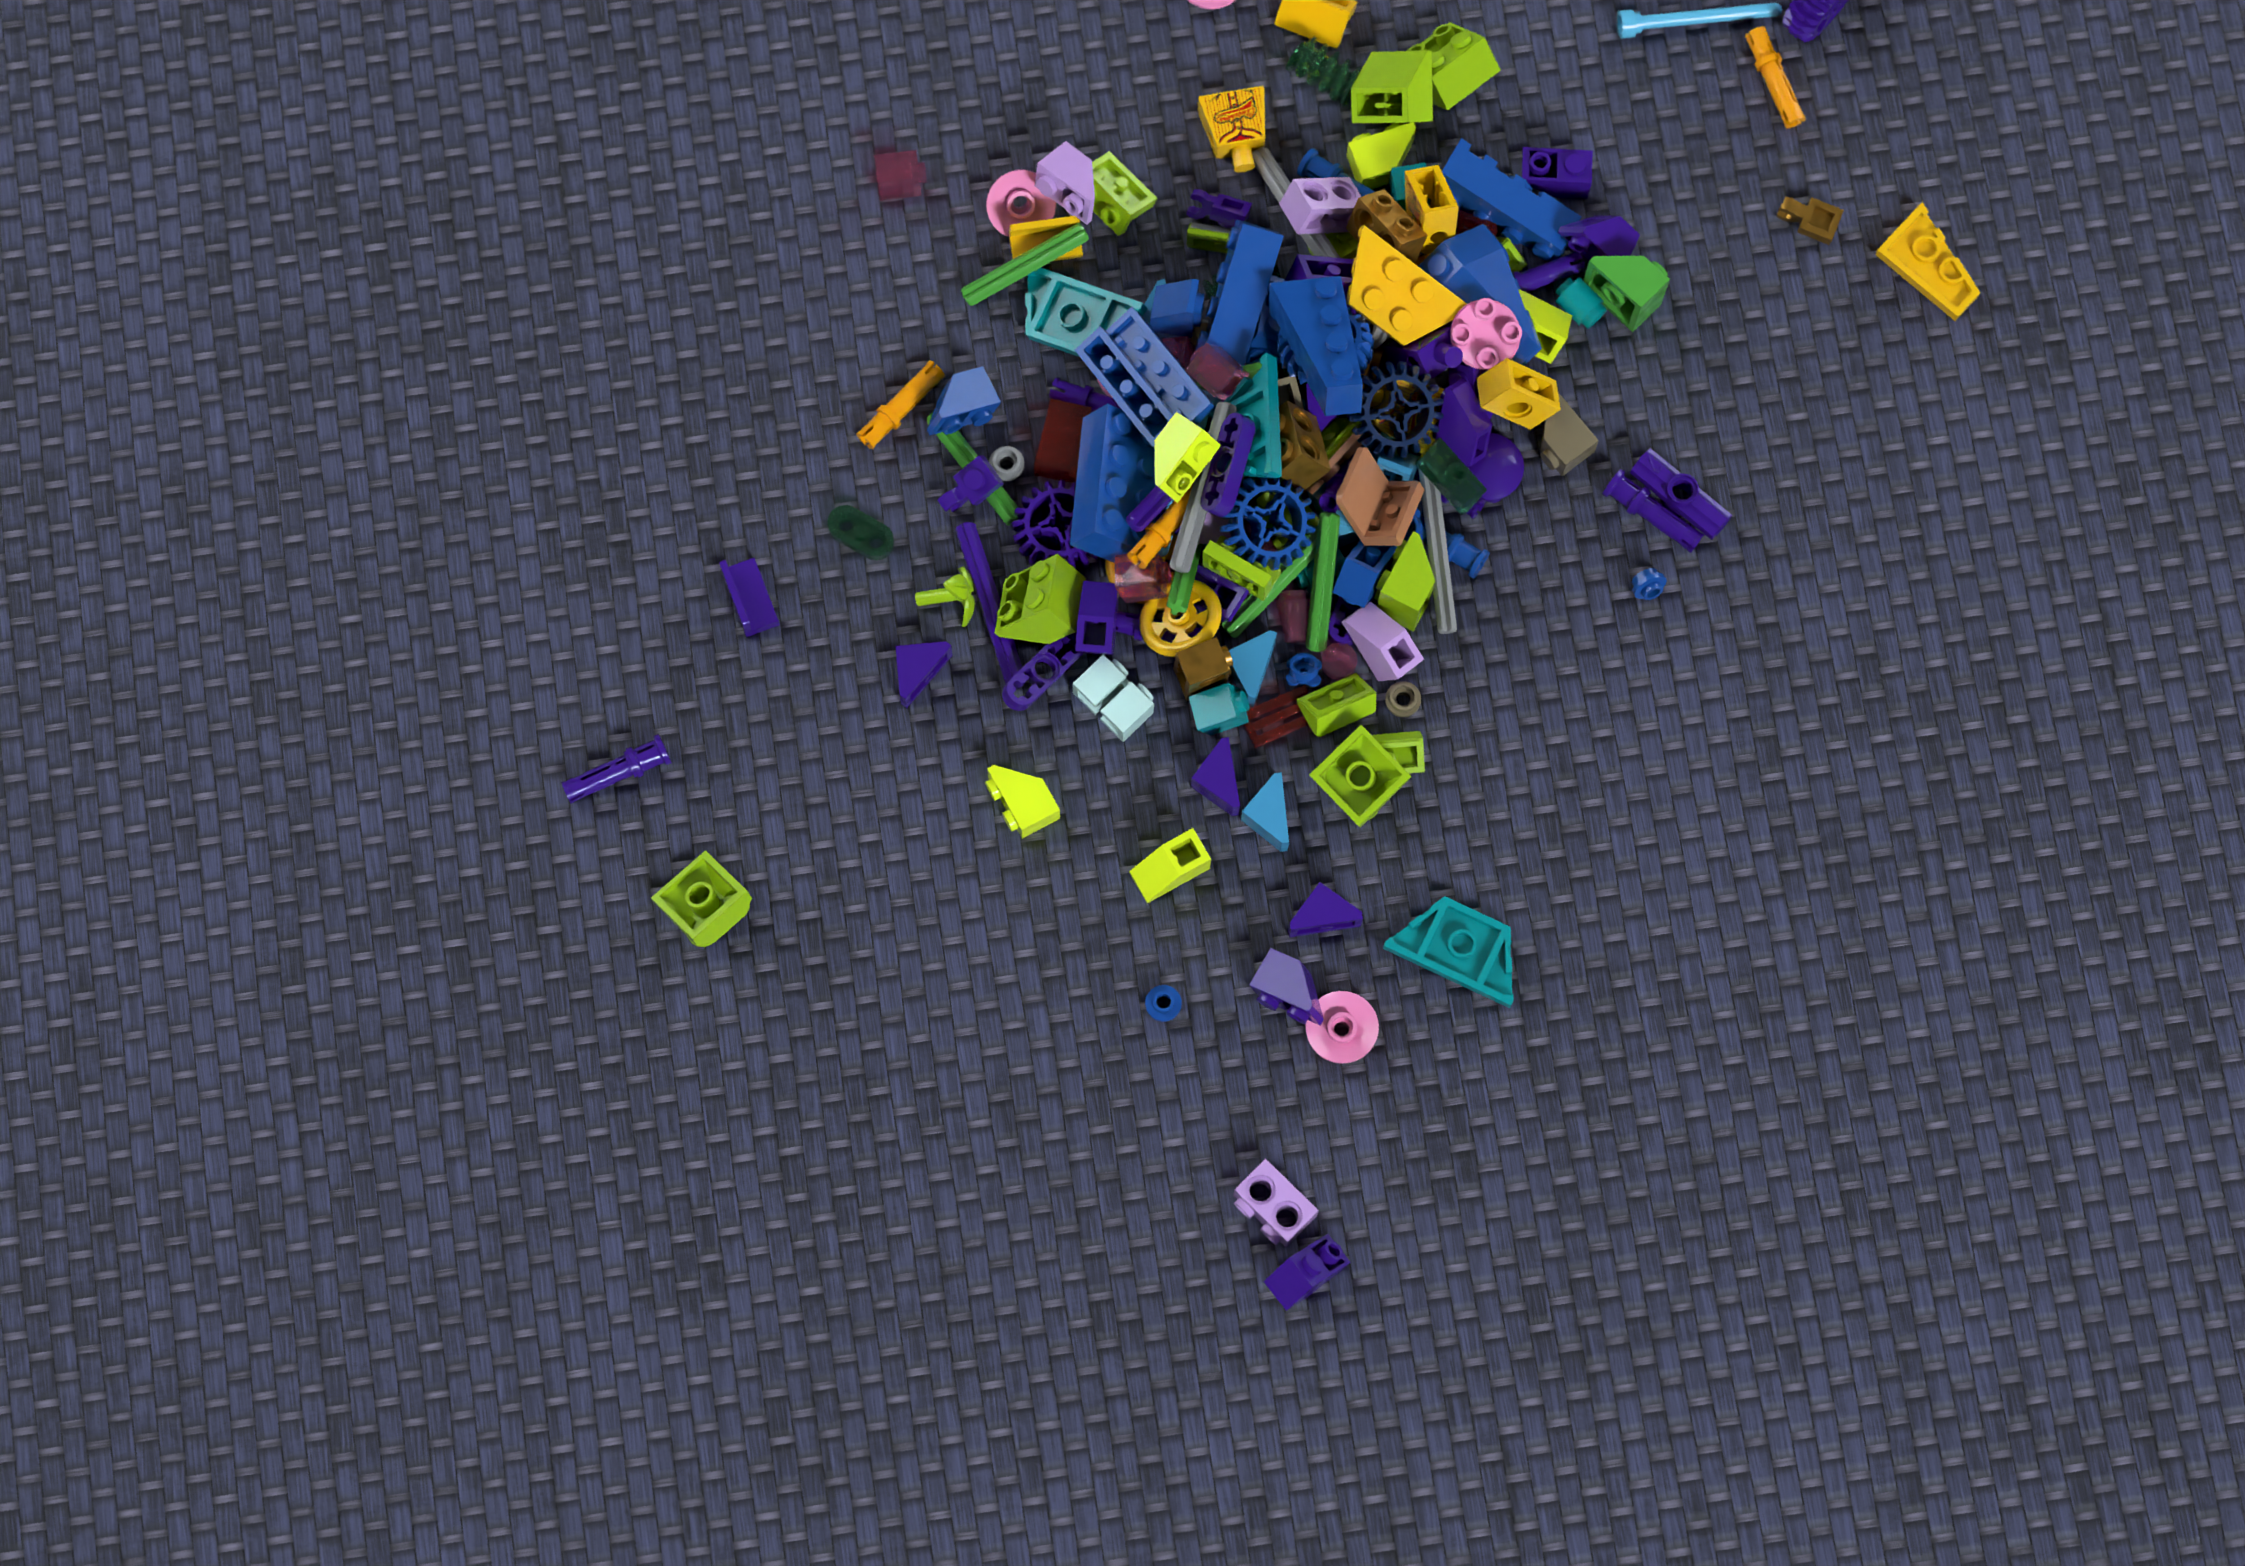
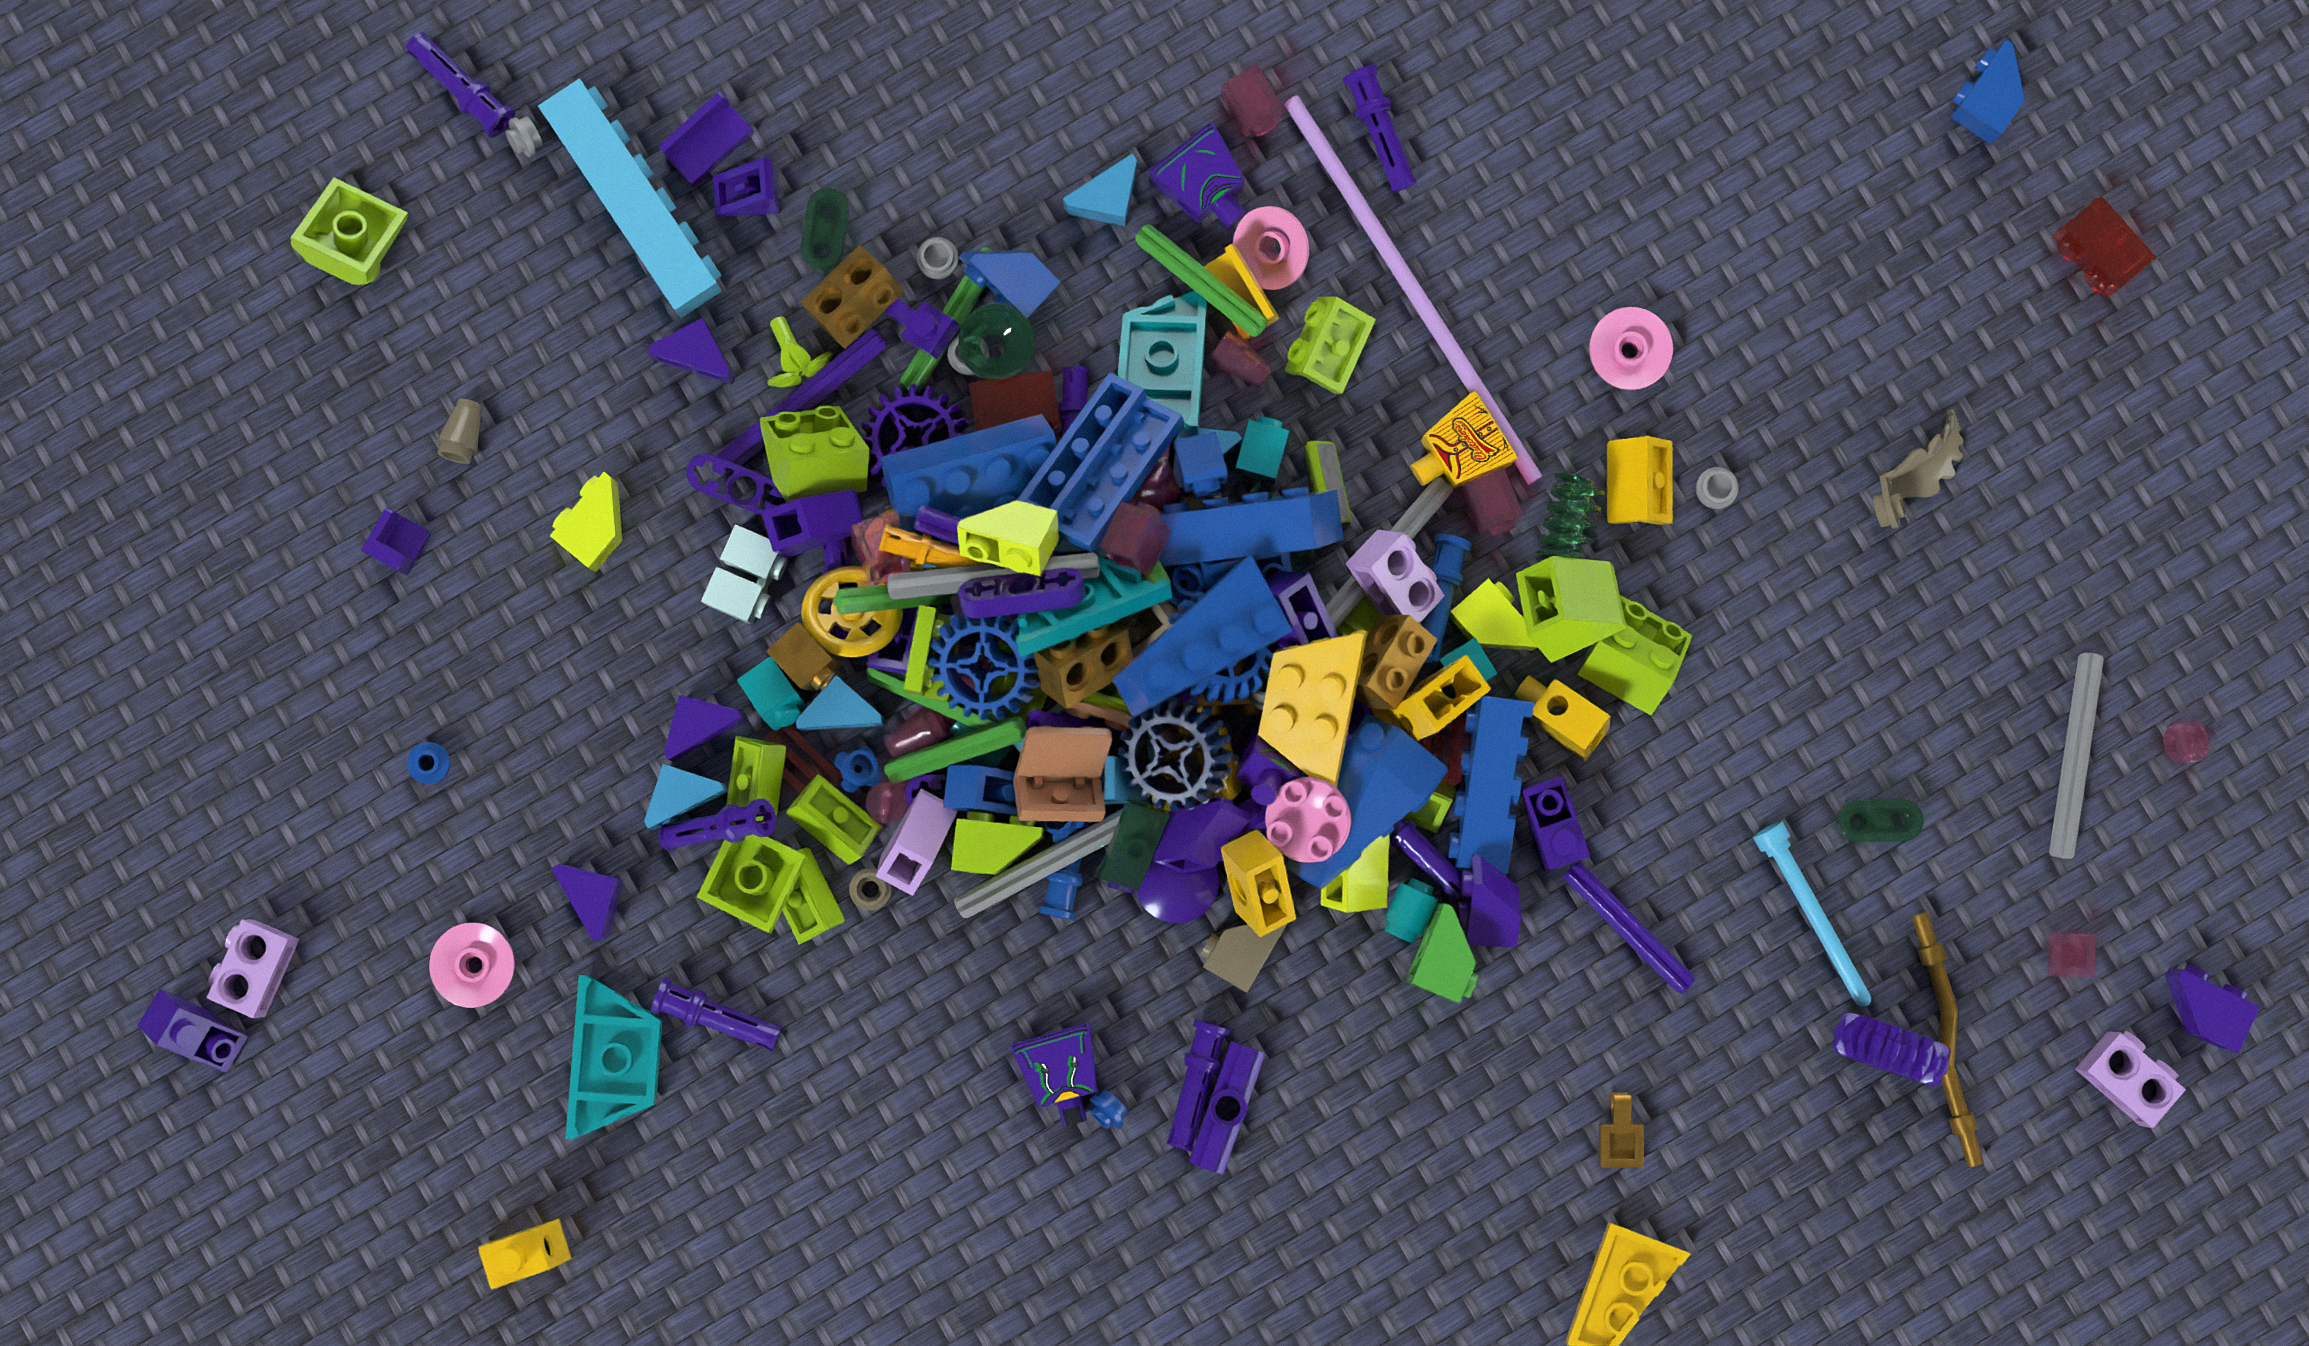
camera: 70 degrees right, 10 degrees up
(683, 735) = (523, 136): none -> light grey plate
(770, 670) = (630, 198): none -> medium azure brick
(803, 577) = (747, 190): none -> dark purple slope
(891, 414) = (986, 212): light orange pin -> none
(904, 875) = (461, 432): none -> dark tan cone
(919, 457) = (937, 258): none -> light grey plate
(920, 521) = (852, 296): none -> pearl gold brick
(928, 308) = (1106, 195): none -> dark azure slope
(943, 234) = (1202, 178): none -> dark purple torso
(972, 961) = (396, 541): none -> dark purple panel
(1003, 89) = (1374, 110): none -> dark purple pin
(1016, 418) = (1006, 325): none -> clear green piece
(1068, 180) = (1308, 285): lavender slope -> none
(1074, 121) = (1407, 280): none -> lavender piece
(1096, 263) = (1239, 359): none -> clear pink cone
(1171, 866) = (578, 712): neon yellow slope -> none
(1176, 266) = (1262, 450): none -> teal brick
(1221, 208) = (1357, 472): dark purple plate -> none
(1282, 752) = (756, 772): none -> lime slope
(1287, 985) = (490, 893): slope -> none
(1289, 122) = (1492, 503): none -> clear pink brick
(1309, 770) = (680, 833): none -> dark purple pin
(1446, 866) = (697, 1009): none -> dark purple pin
(1482, 124) = (1578, 728): none -> yellow torso
(1591, 1075) = (524, 1253): none -> yellow torso
(1602, 607) = (1059, 1069): none -> dark purple torso
(1656, 152) = (1629, 927): none -> dark purple axle
(1769, 64) = (1773, 1032): light orange pin -> none

